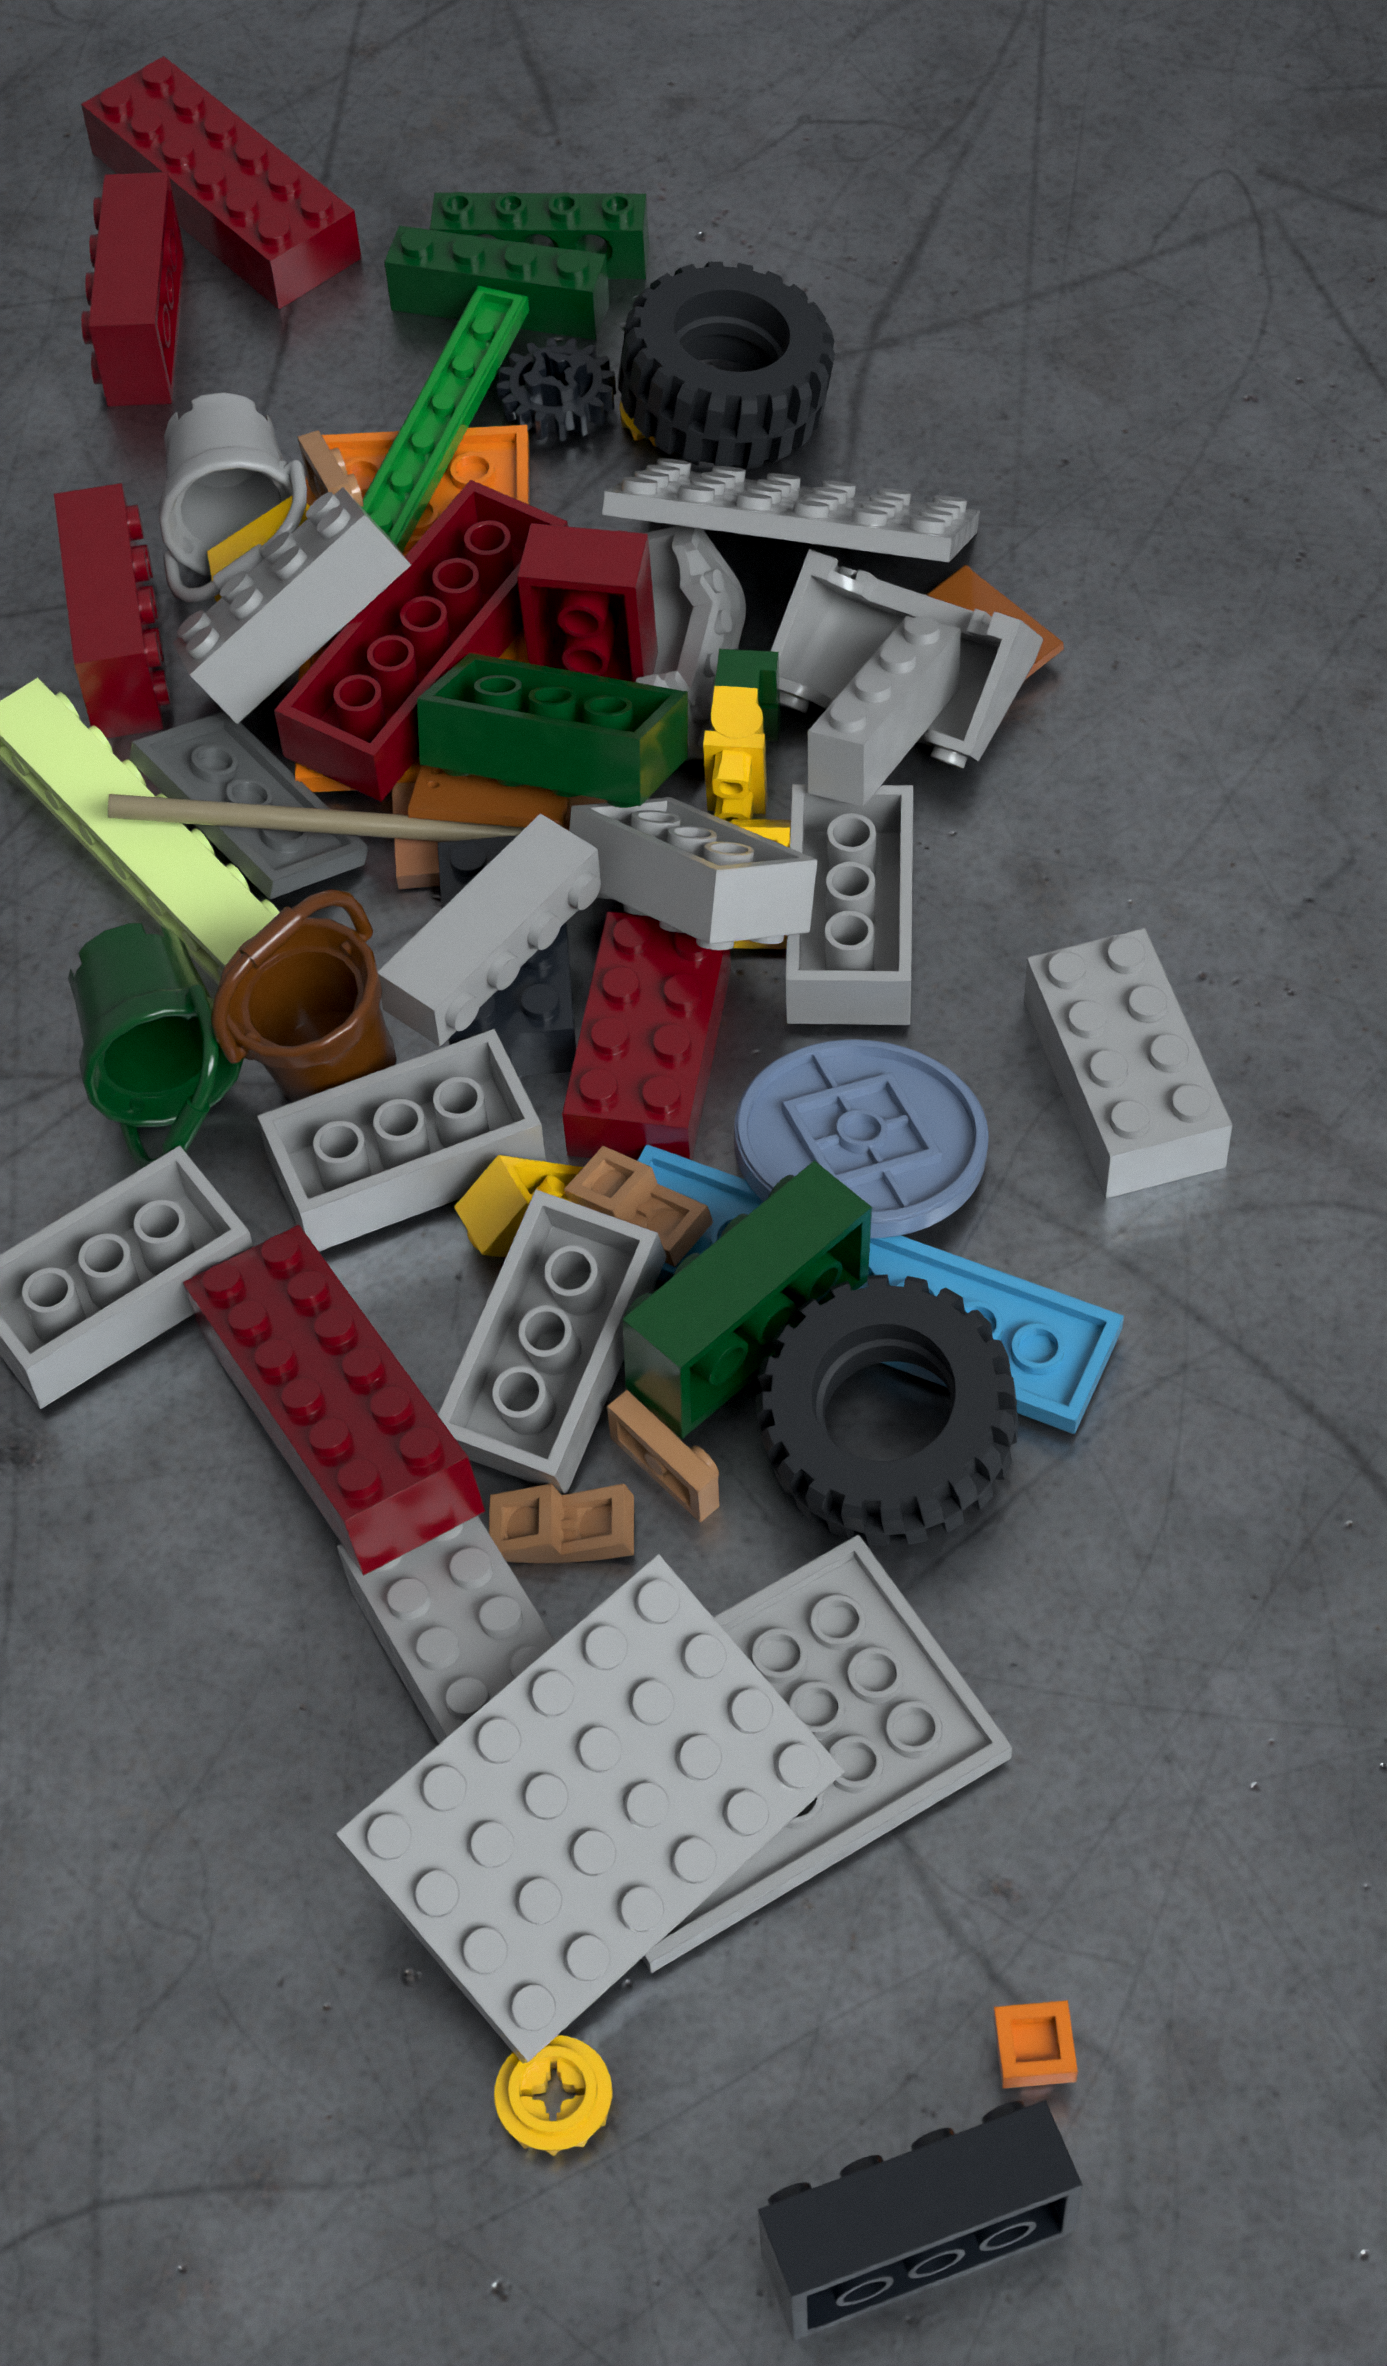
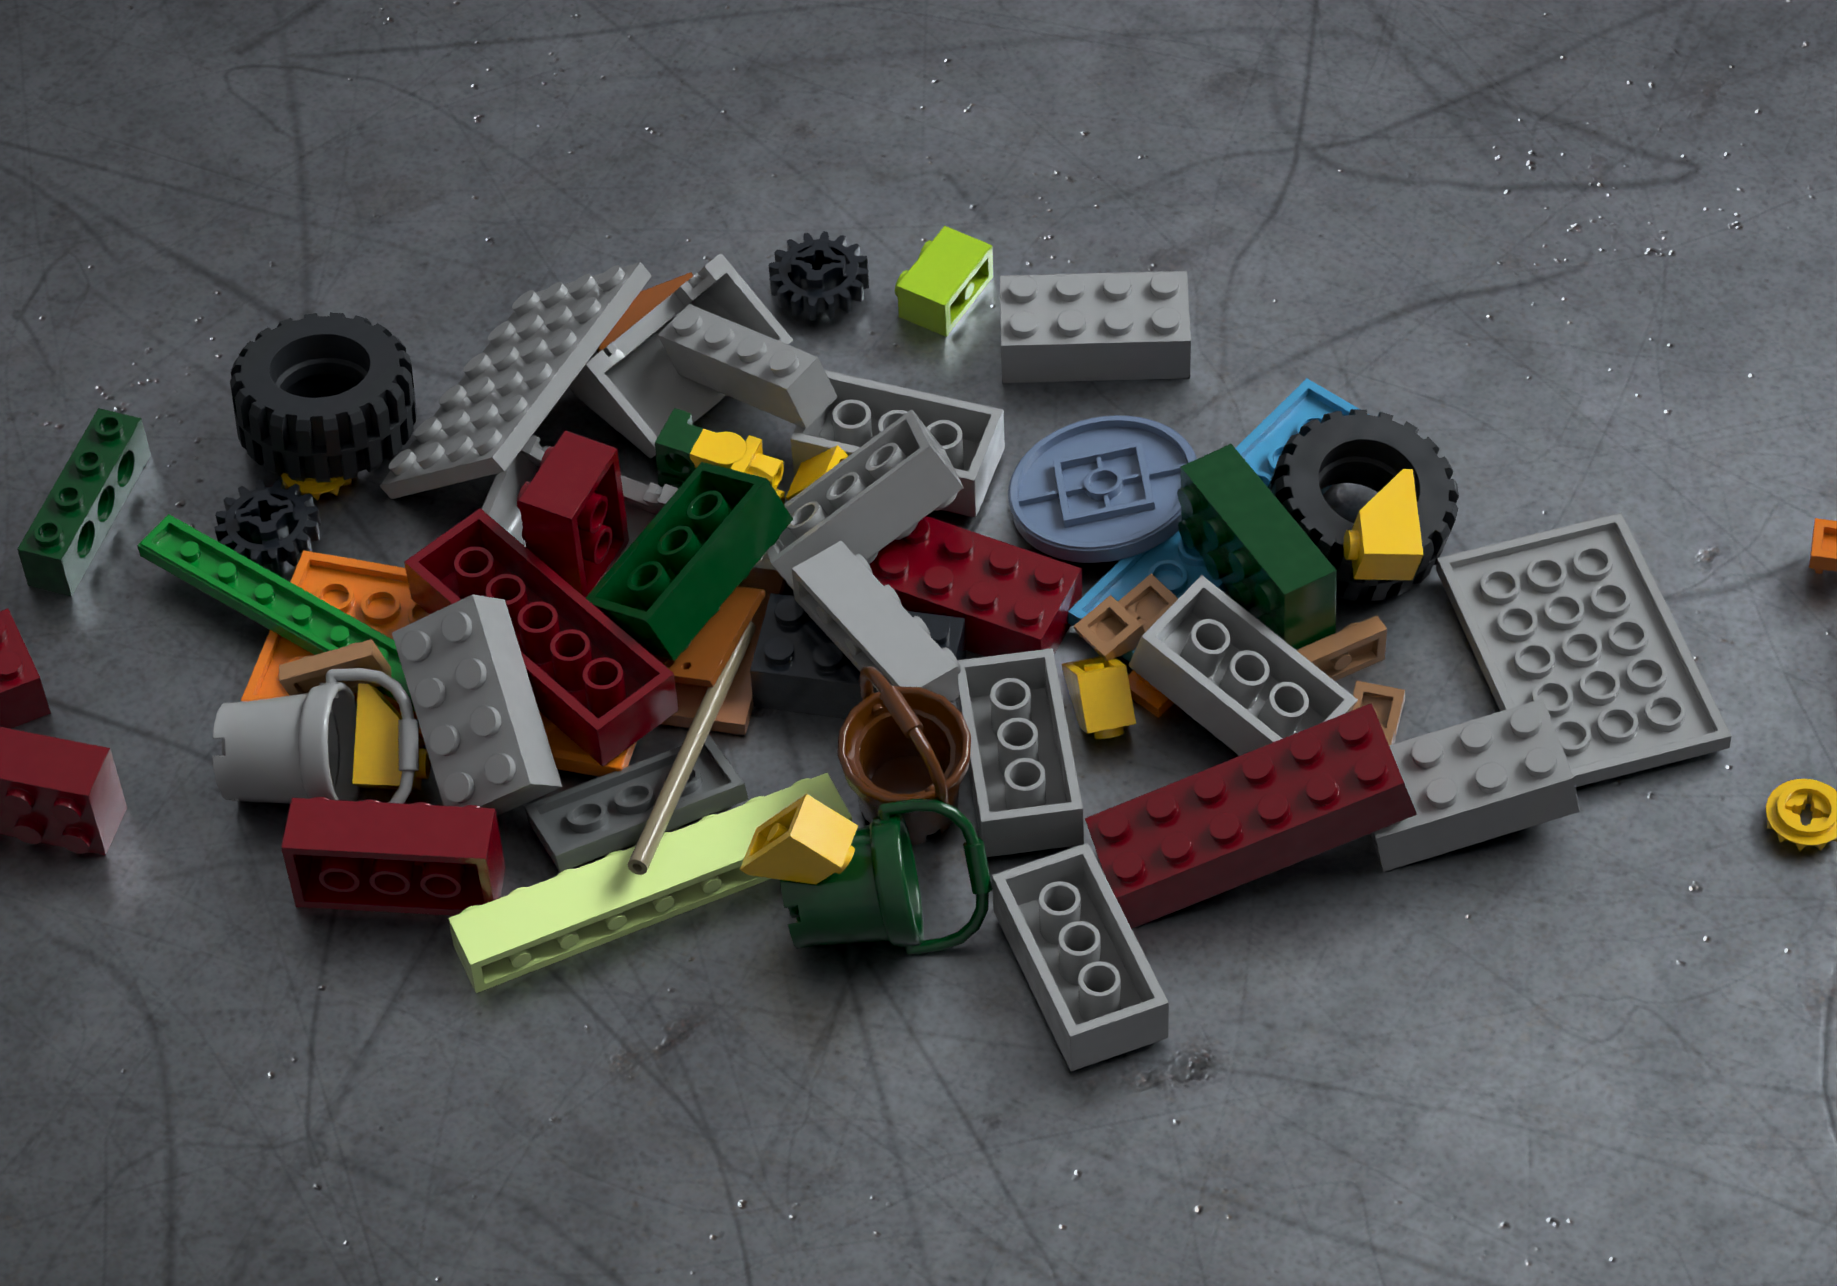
camera: 75 degrees left, 5 degrees down
(119, 925) = (801, 844): none -> yellow slope
(440, 270) = (106, 558): dark green brick -> none
(589, 1808) = (1631, 720): light grey plate -> none
(792, 1422) = (1387, 533): none -> yellow slope
(1107, 765) = (819, 275): none -> black gear
(1149, 888) = (944, 280): none -> lime brick

